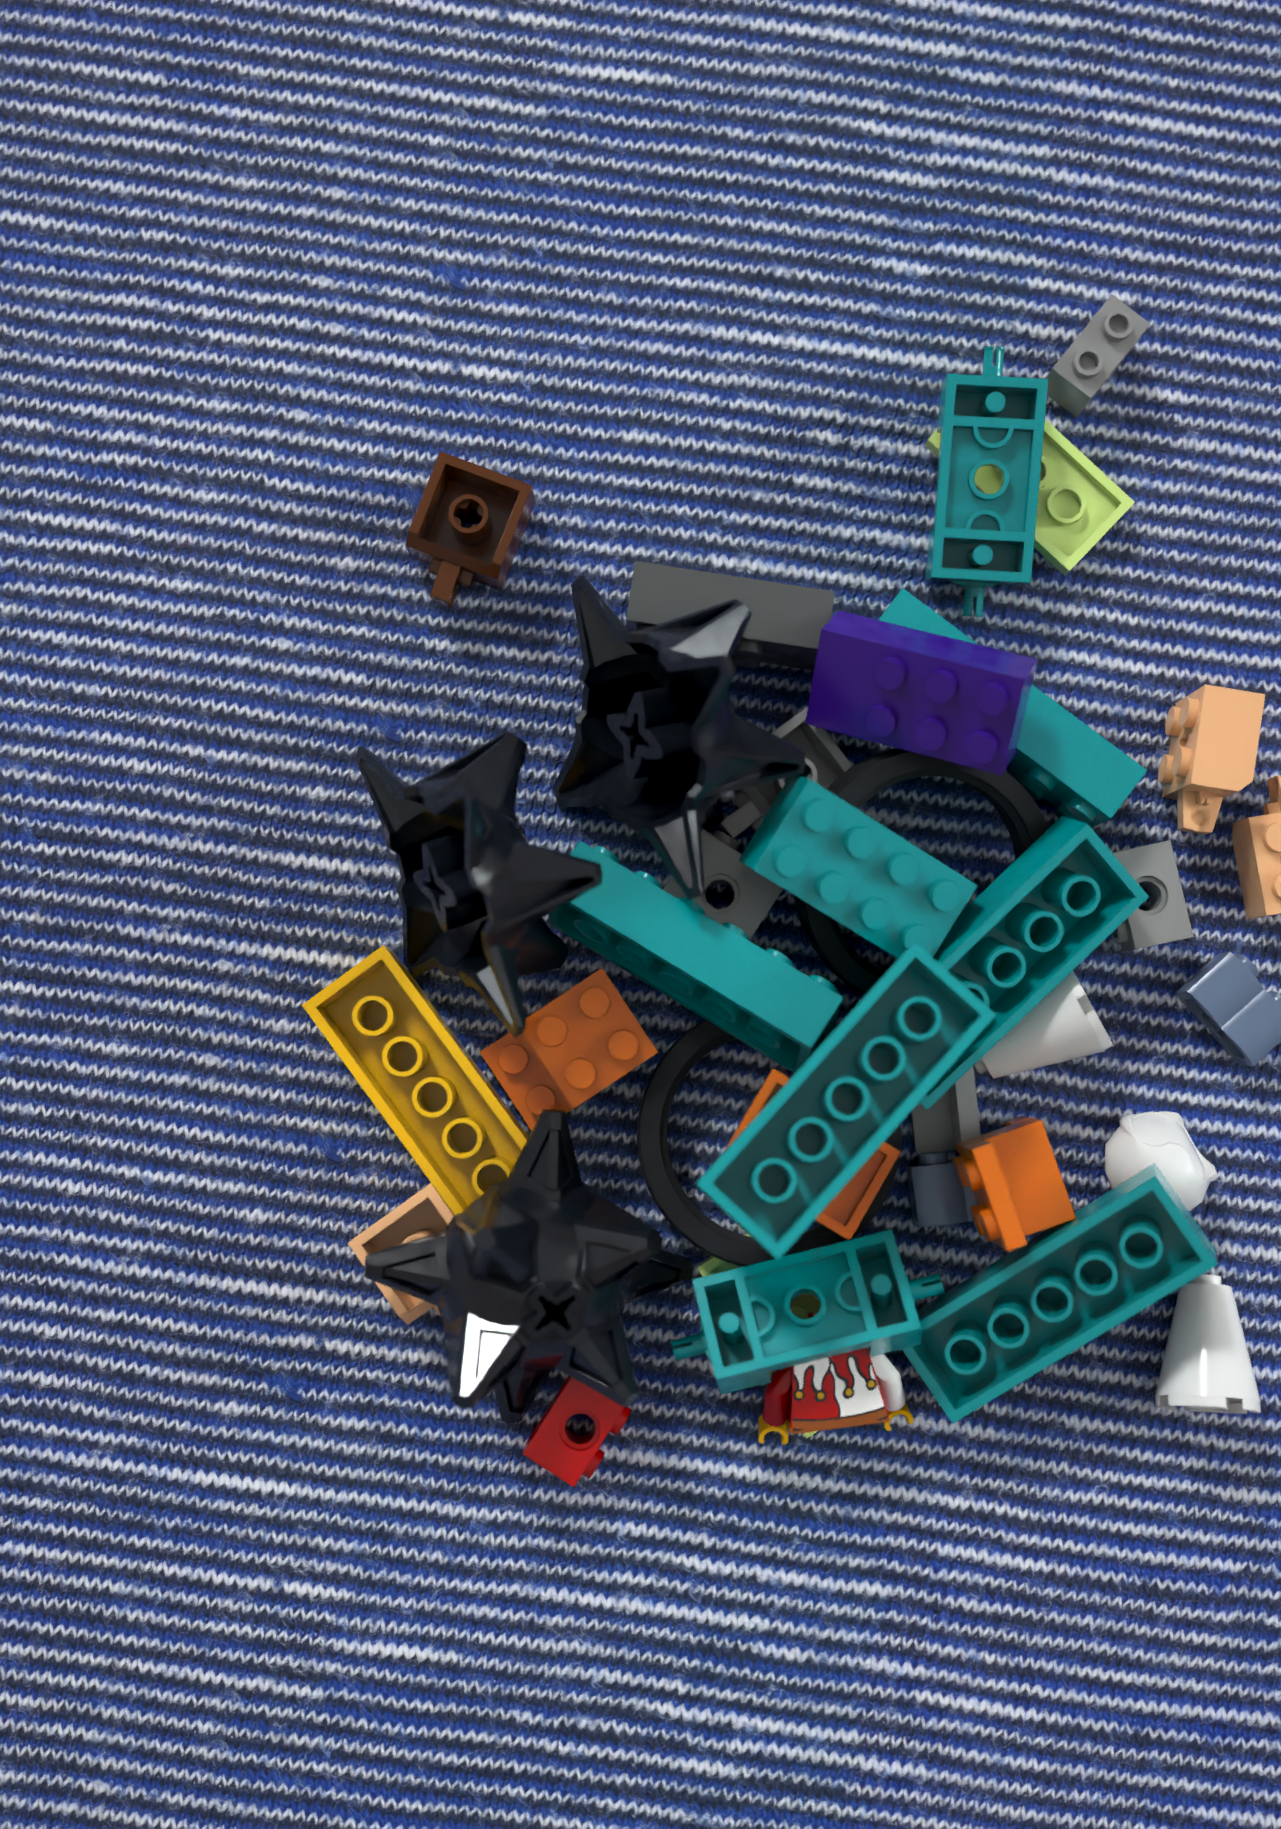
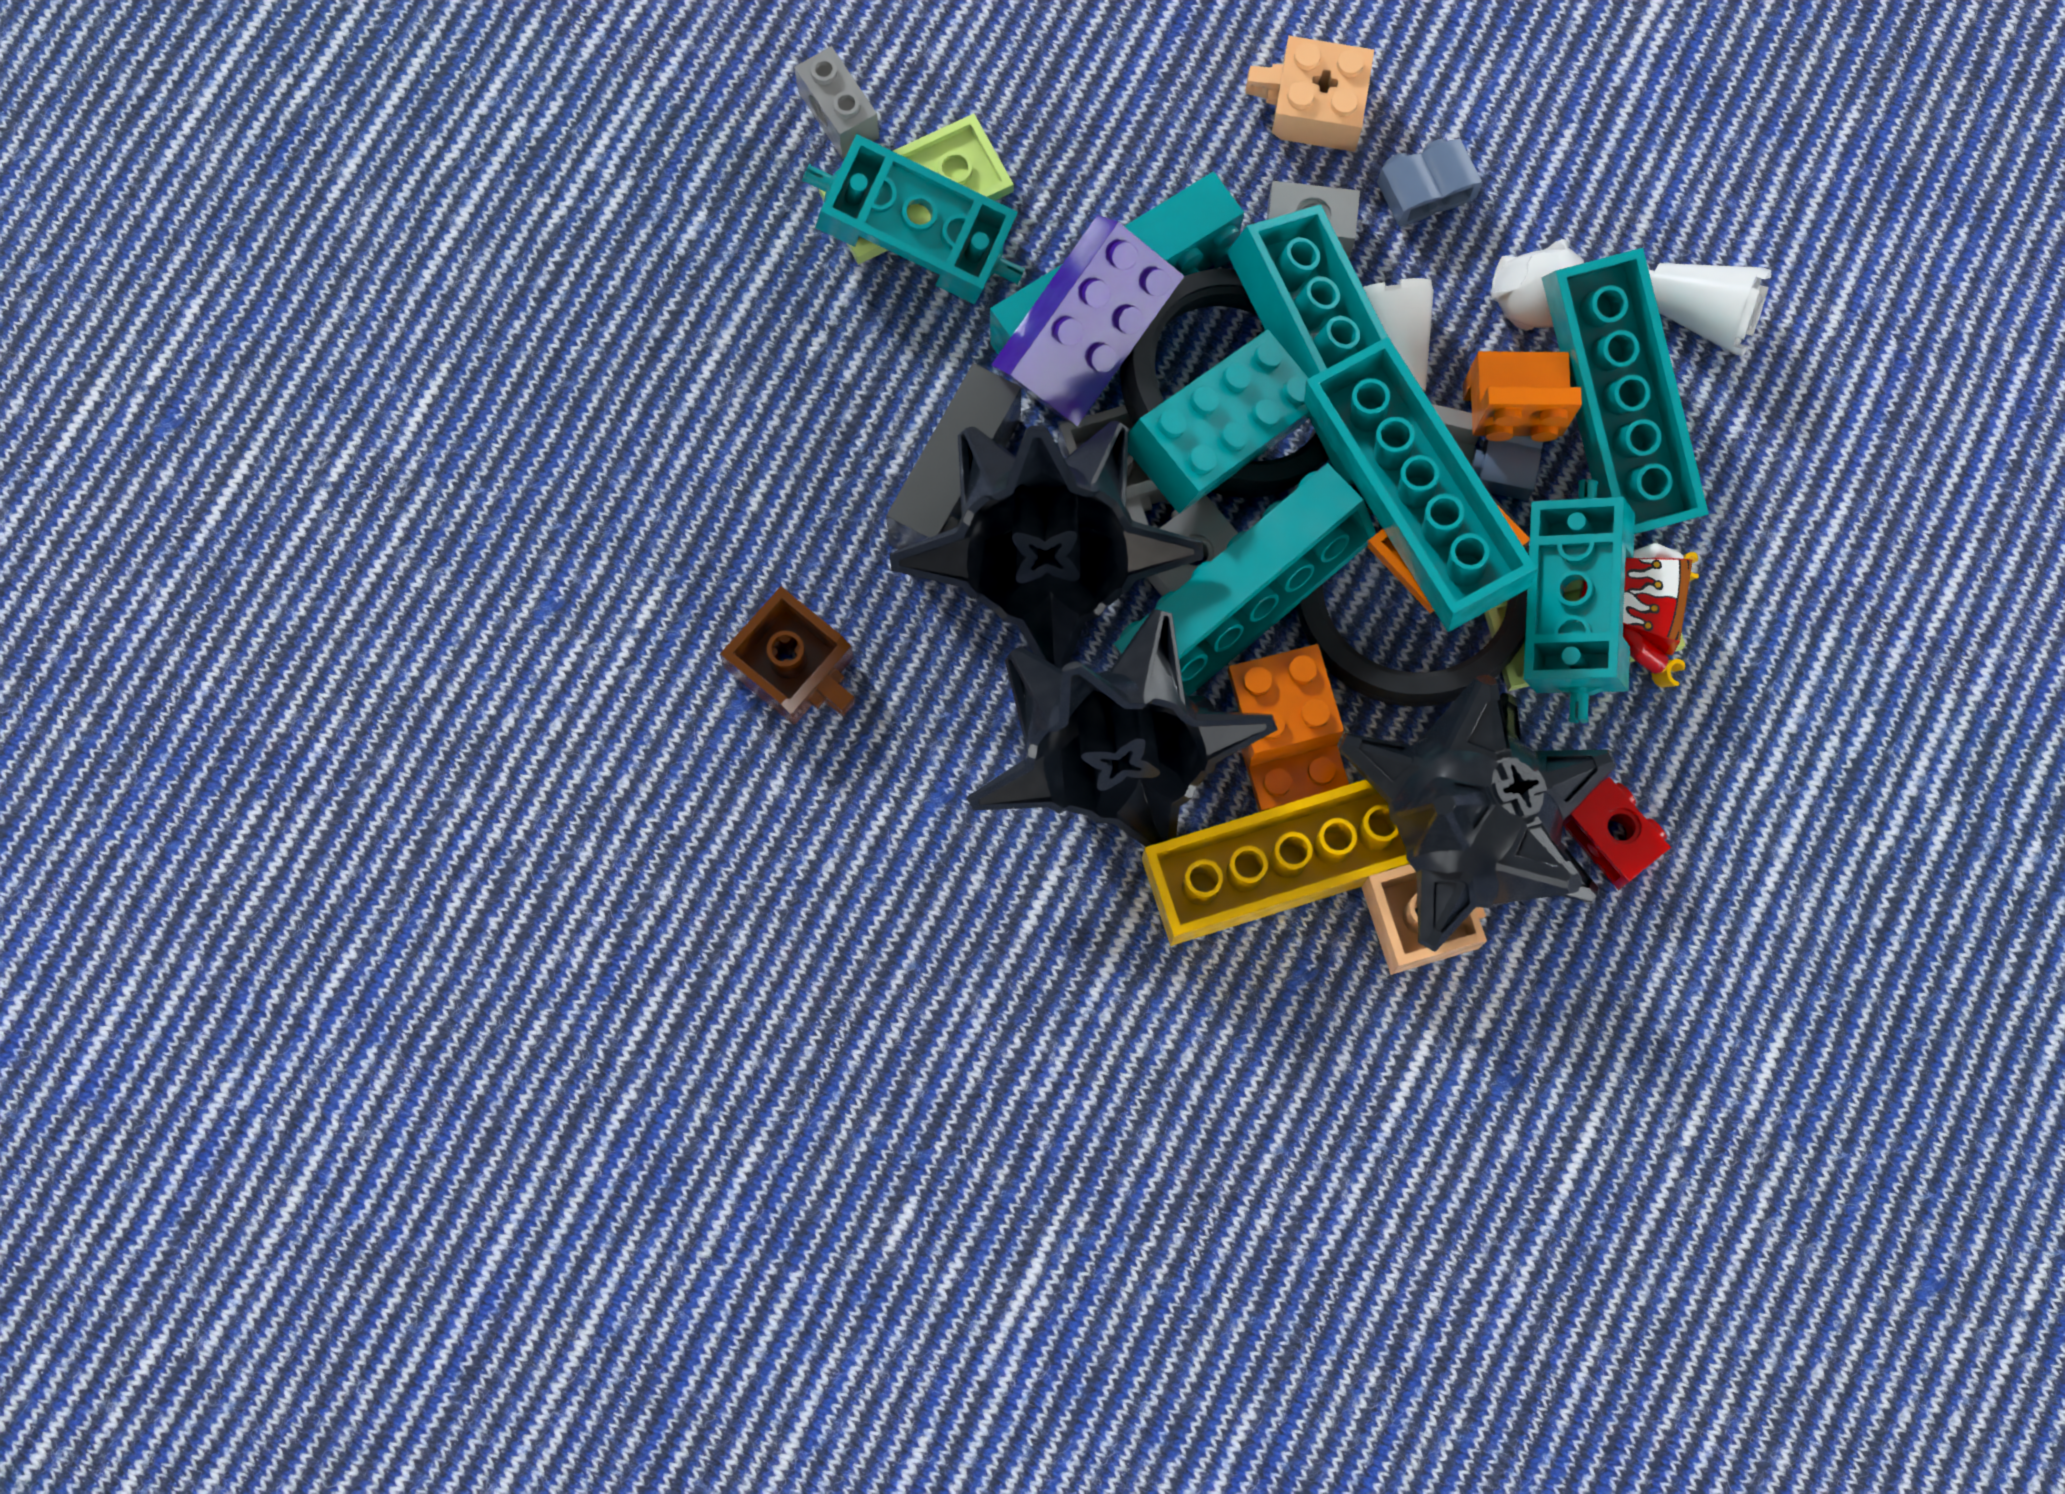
camera: 70 degrees left, 10 degrees down
(1209, 752) = (1210, 125): light nougat hinge -> none

